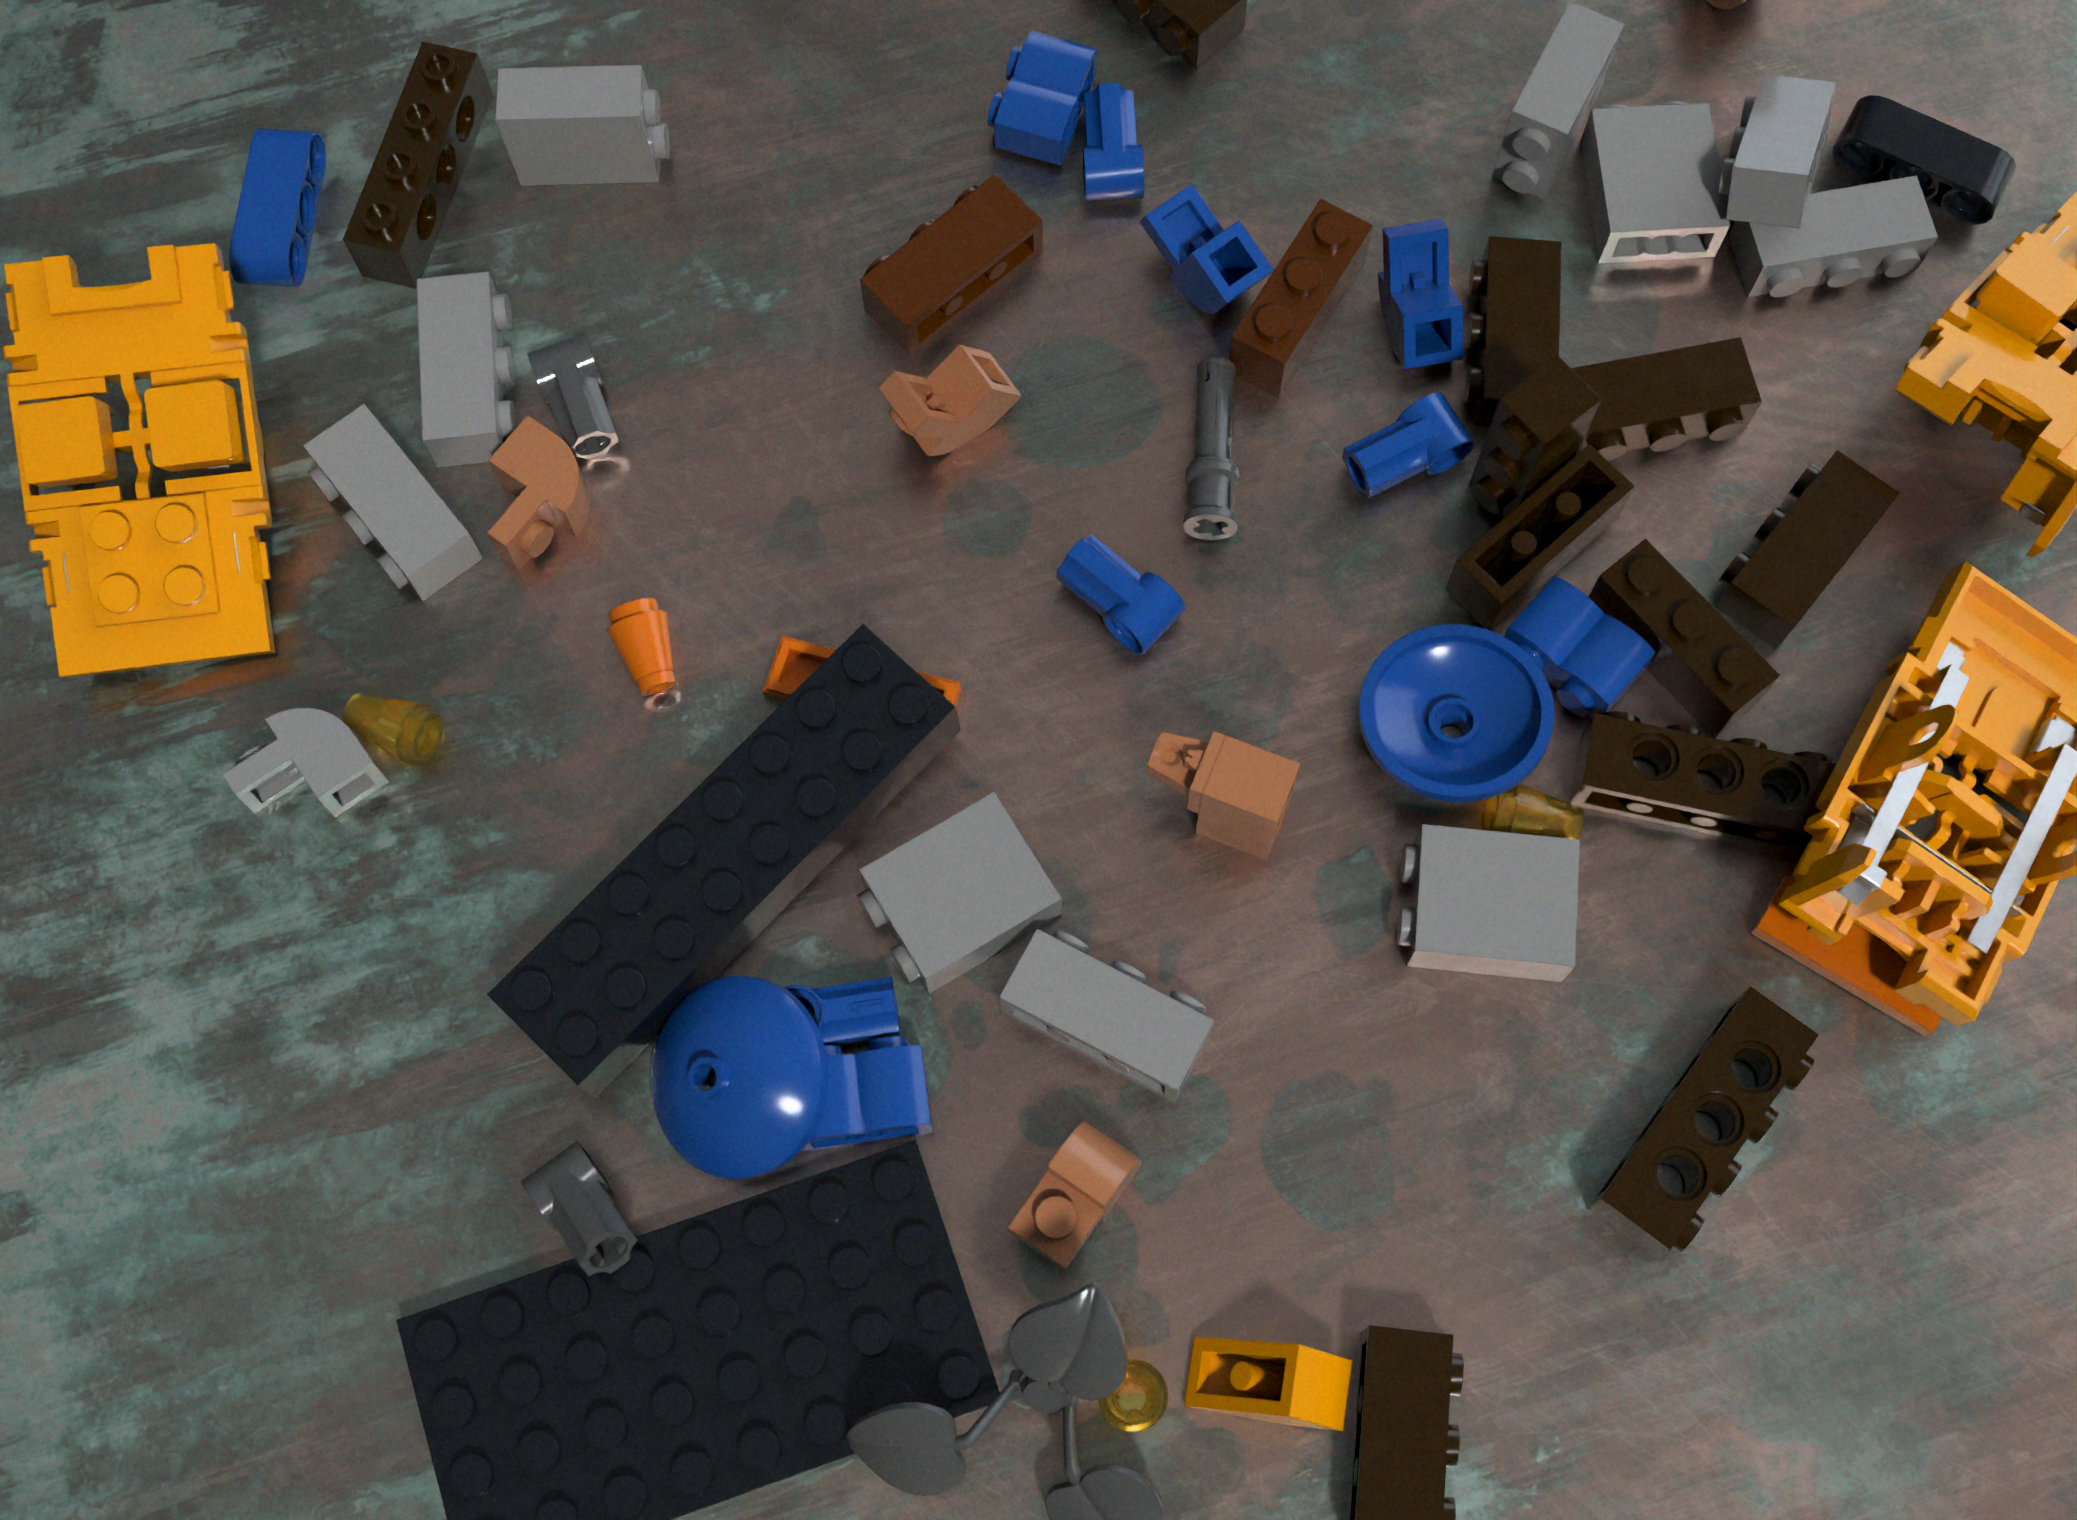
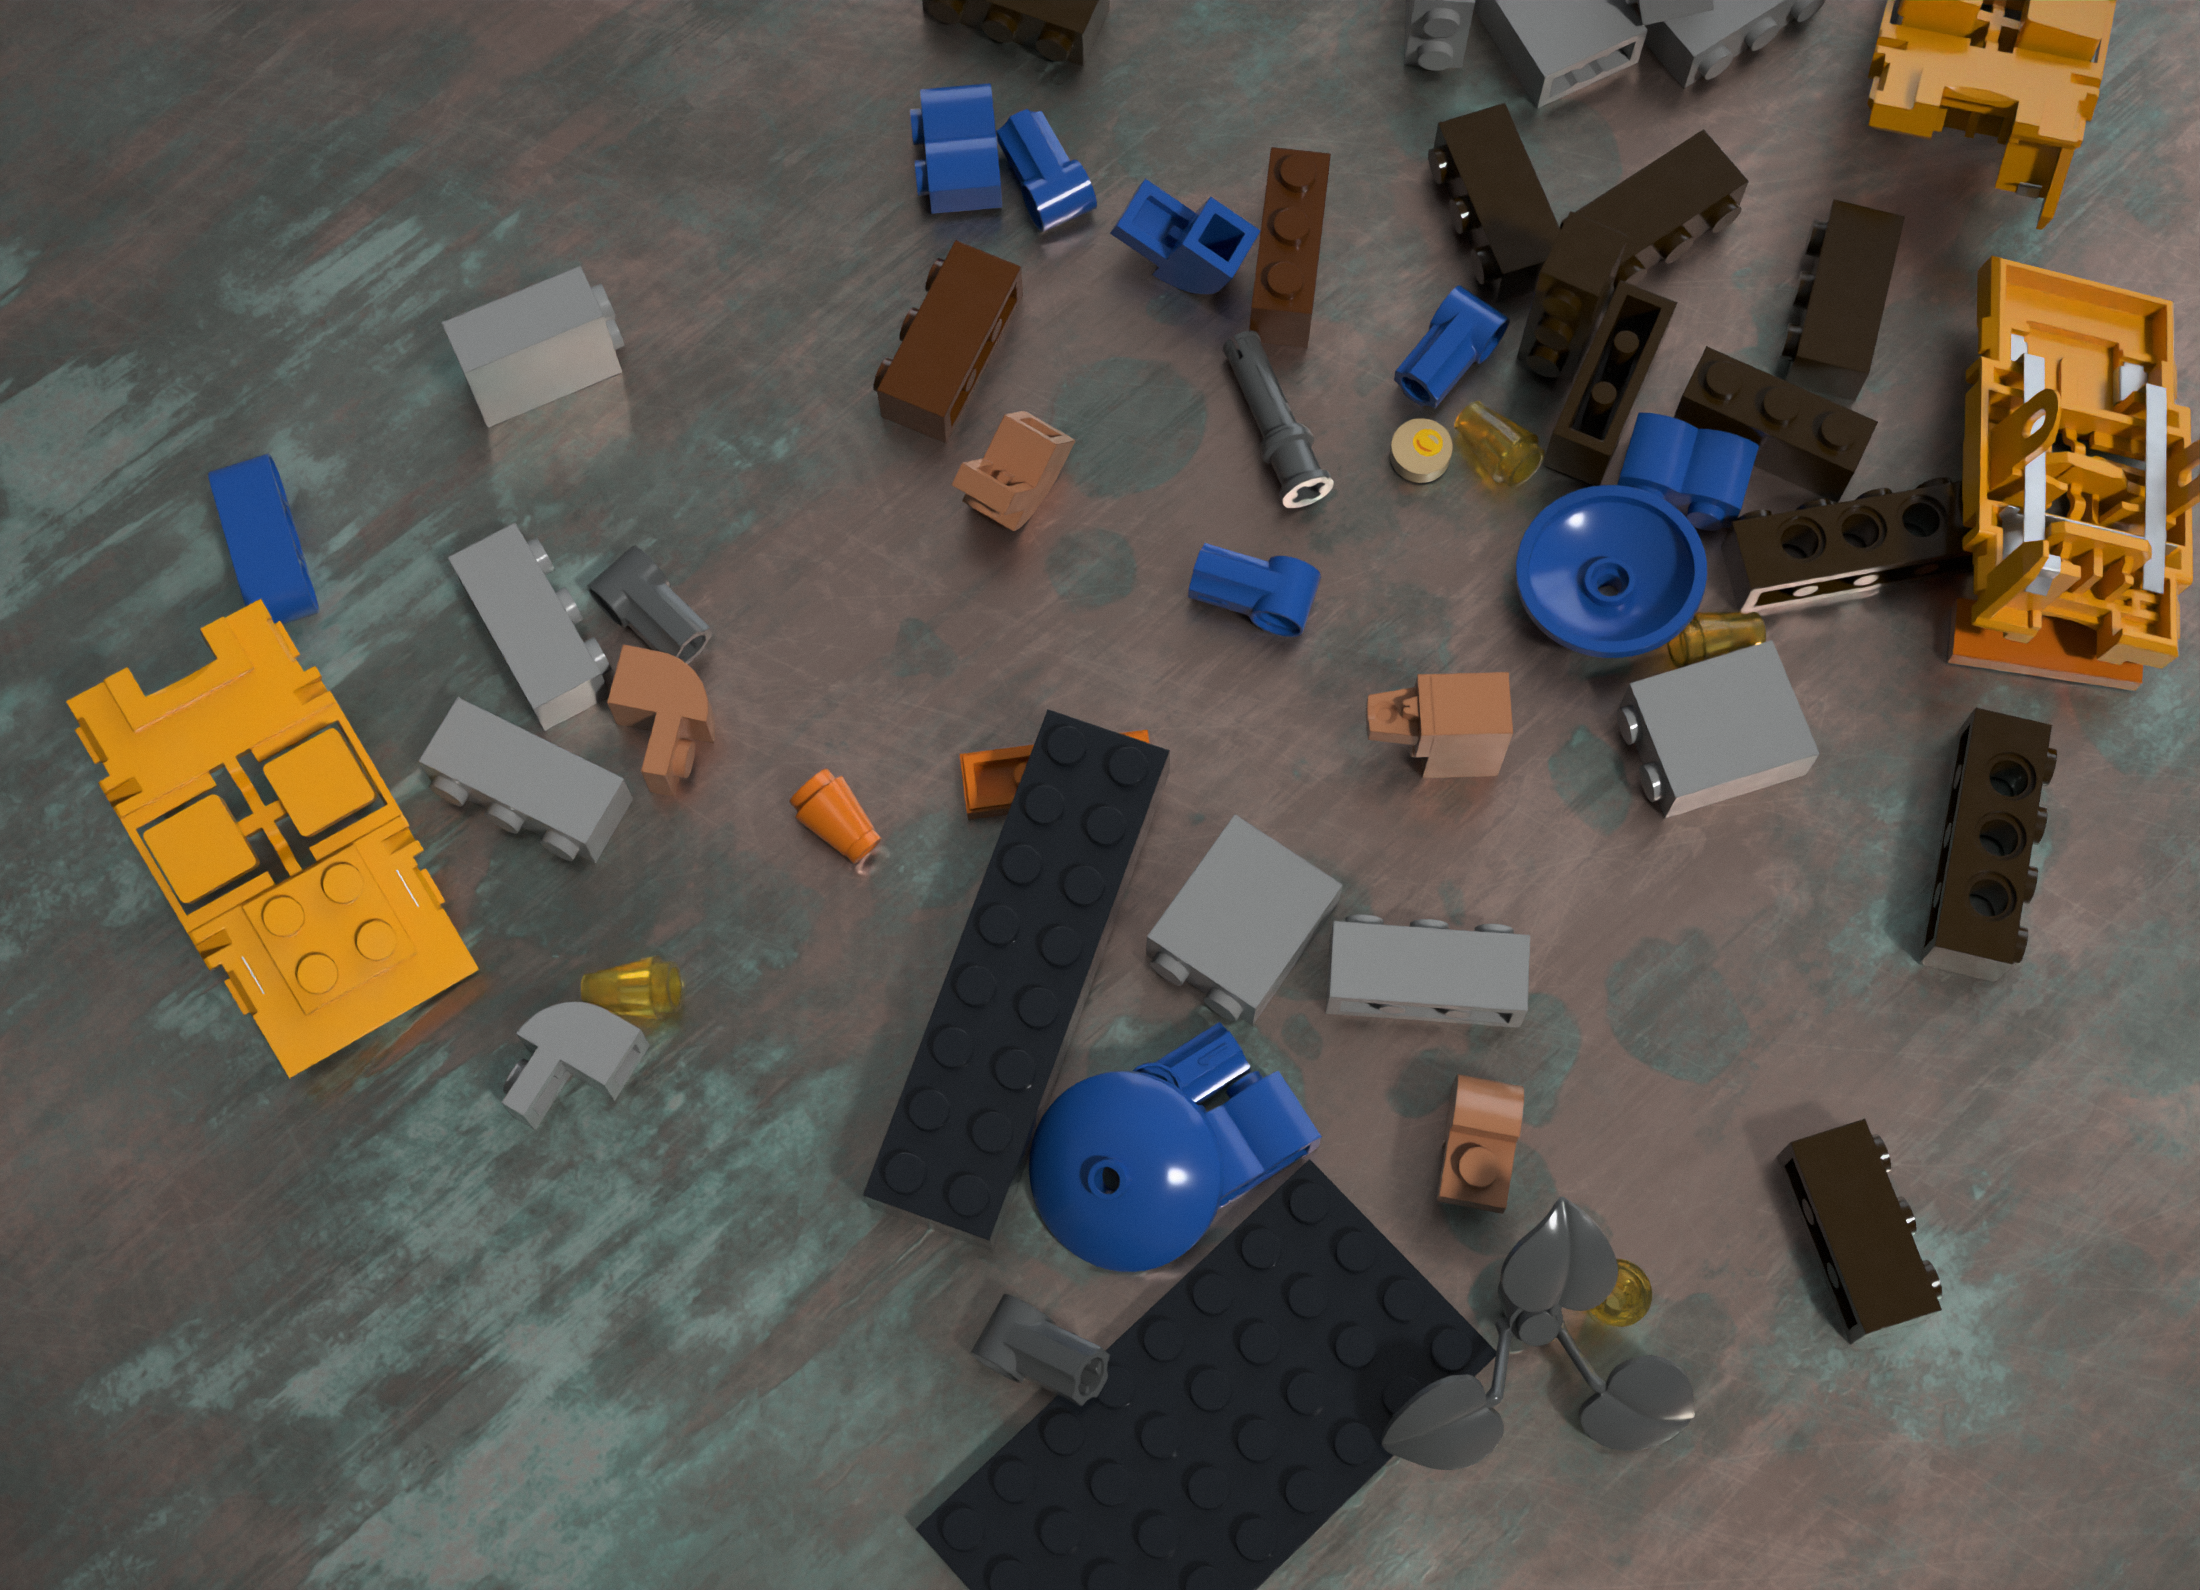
camera: 25 degrees left, 0 degrees up
(418, 165) = (386, 447): dark brown brick -> none
(1269, 1382) = (1722, 1232): light orange slope -> none
(1336, 531) = (1421, 450): none -> tan tile
(1412, 555) = (1500, 444): none -> clear yellow cone
(1416, 295) = (1394, 207): blue brick -> none

